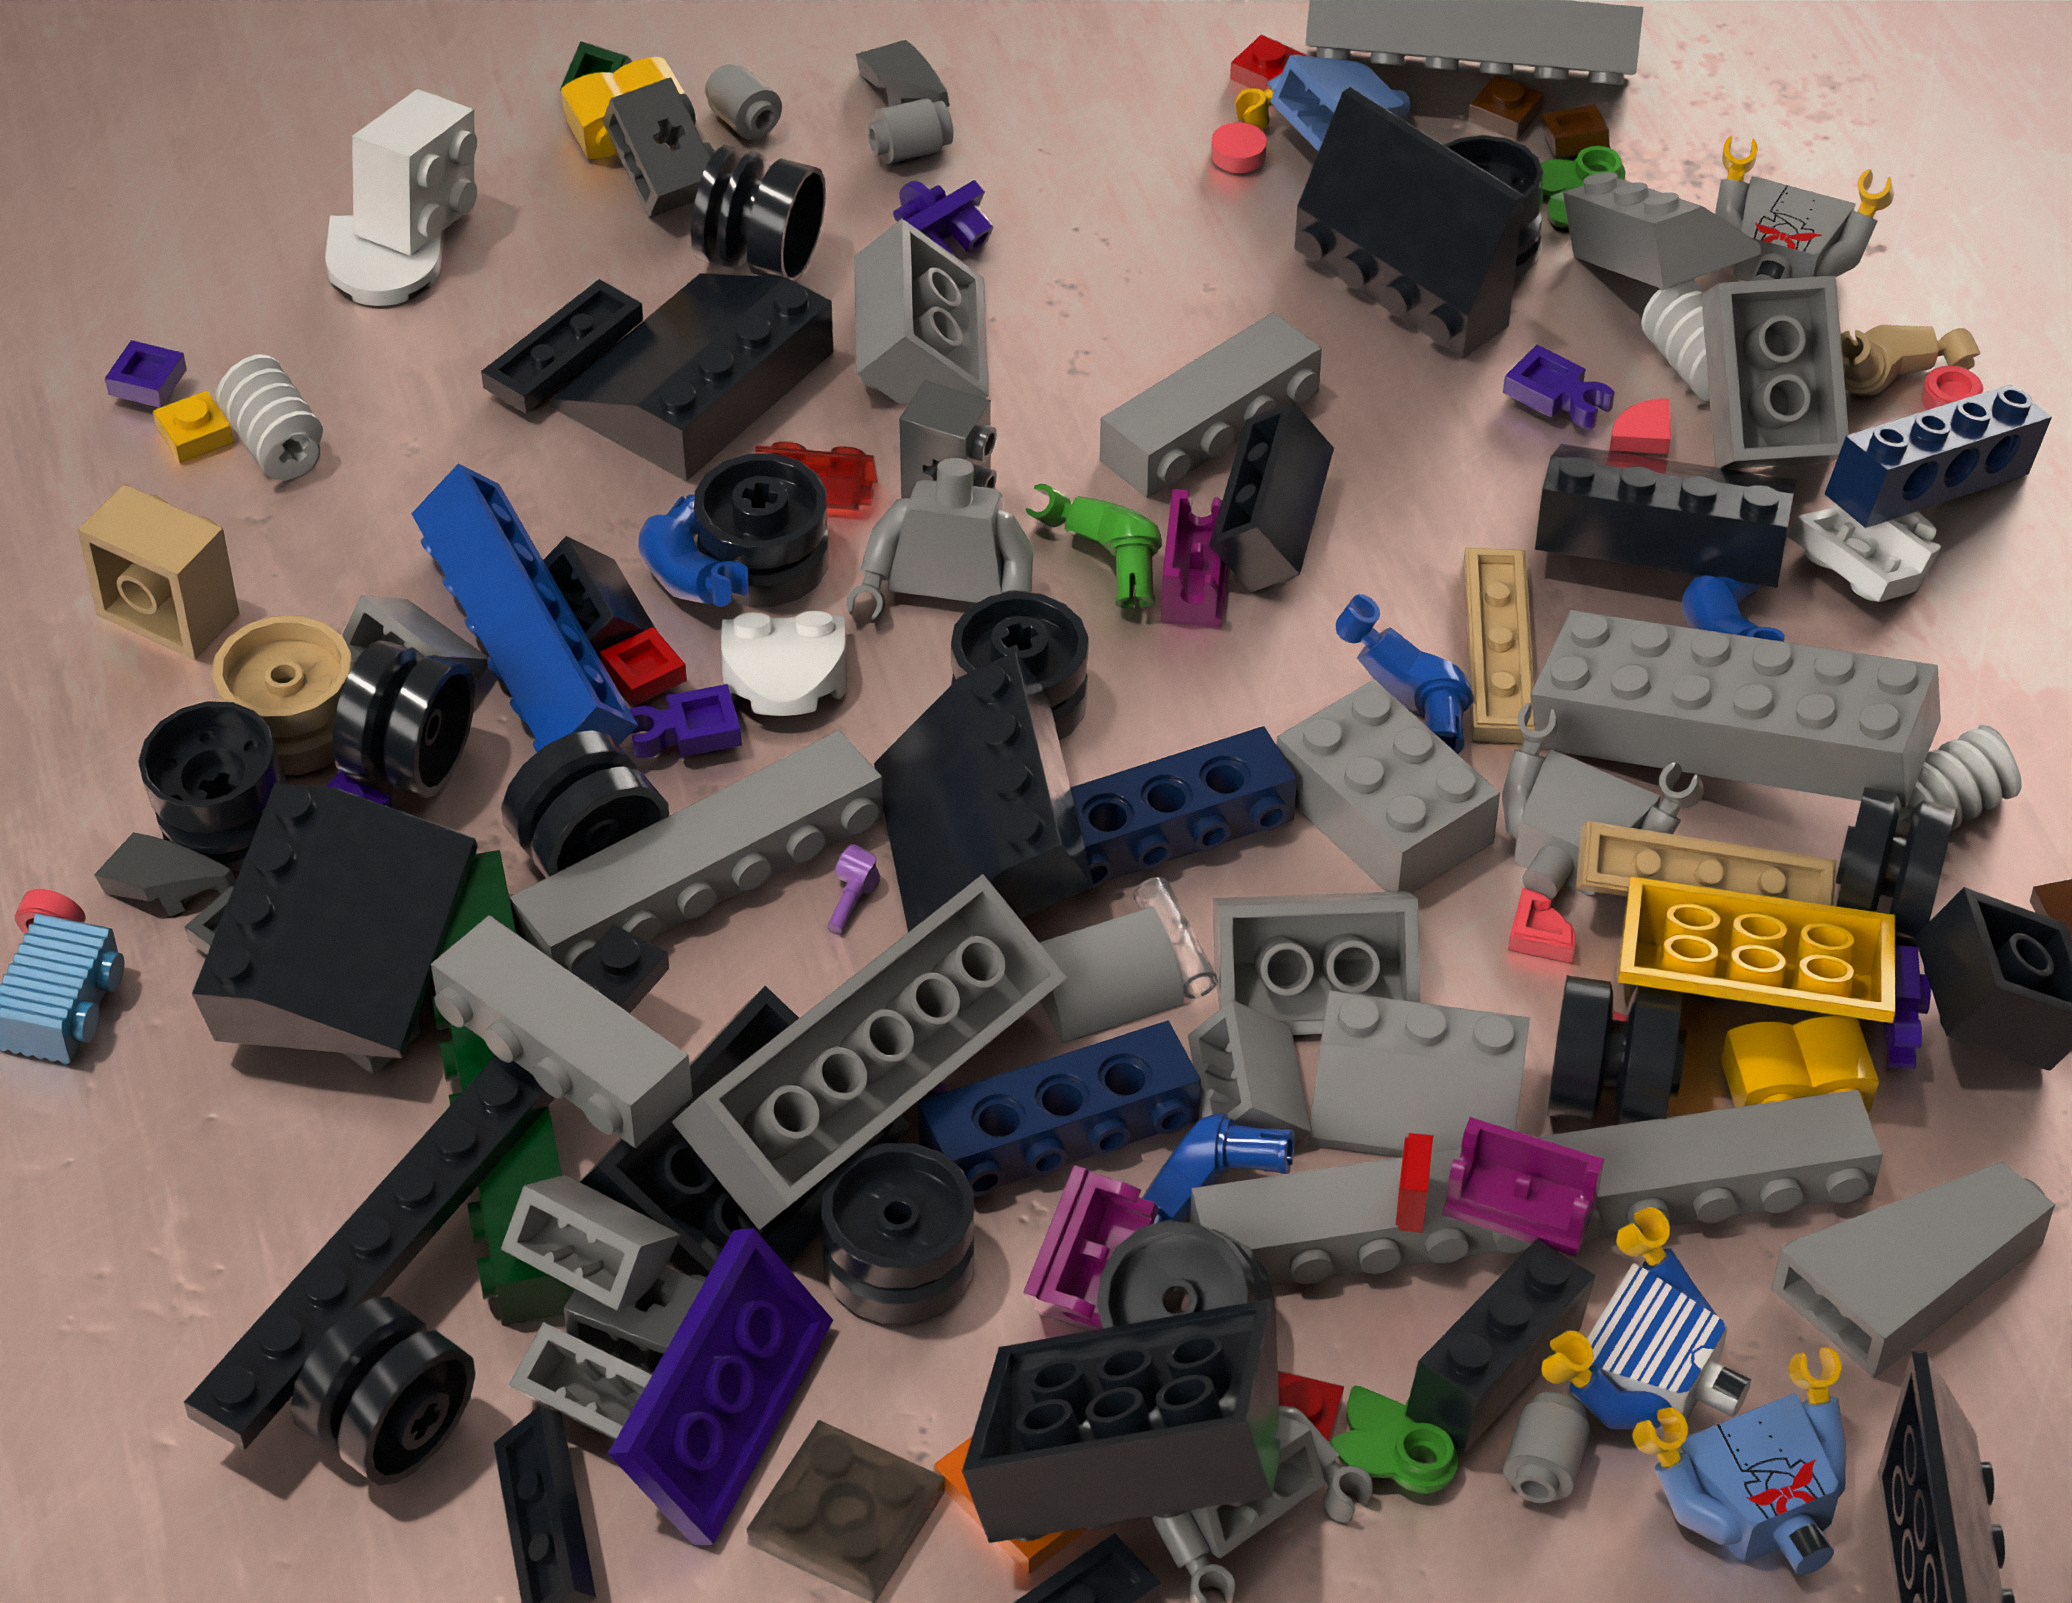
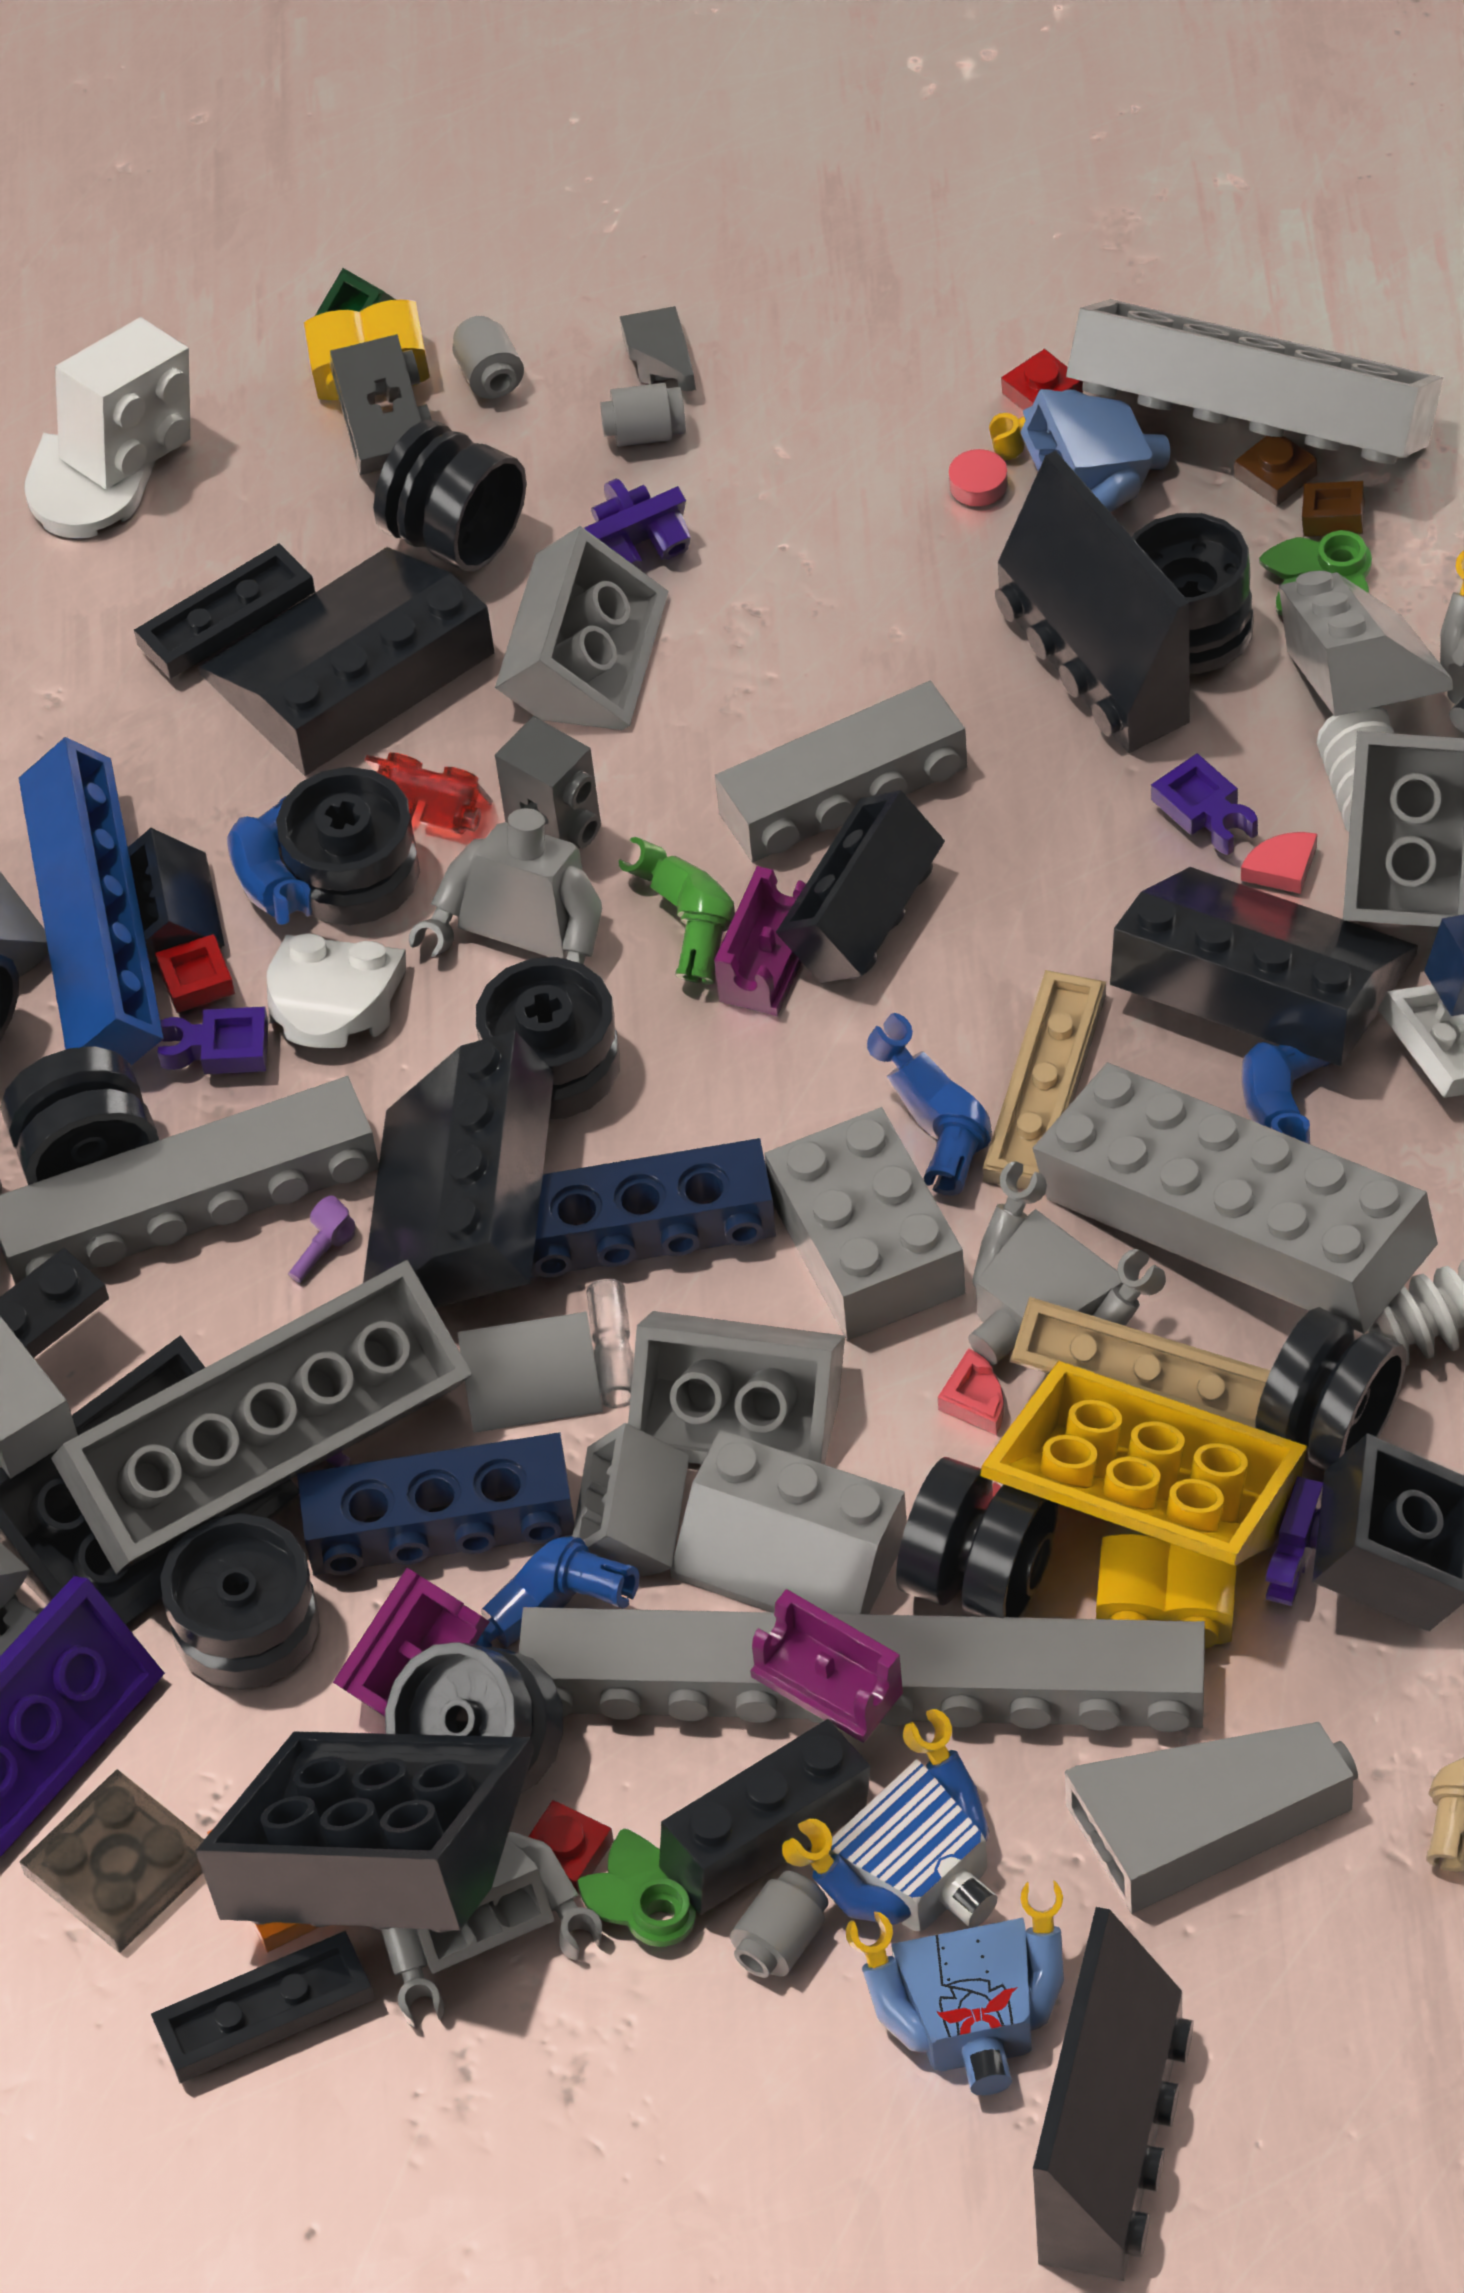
camera: 20 degrees right, 5 degrees up
(1414, 1182) = (724, 1642): red tile -> none

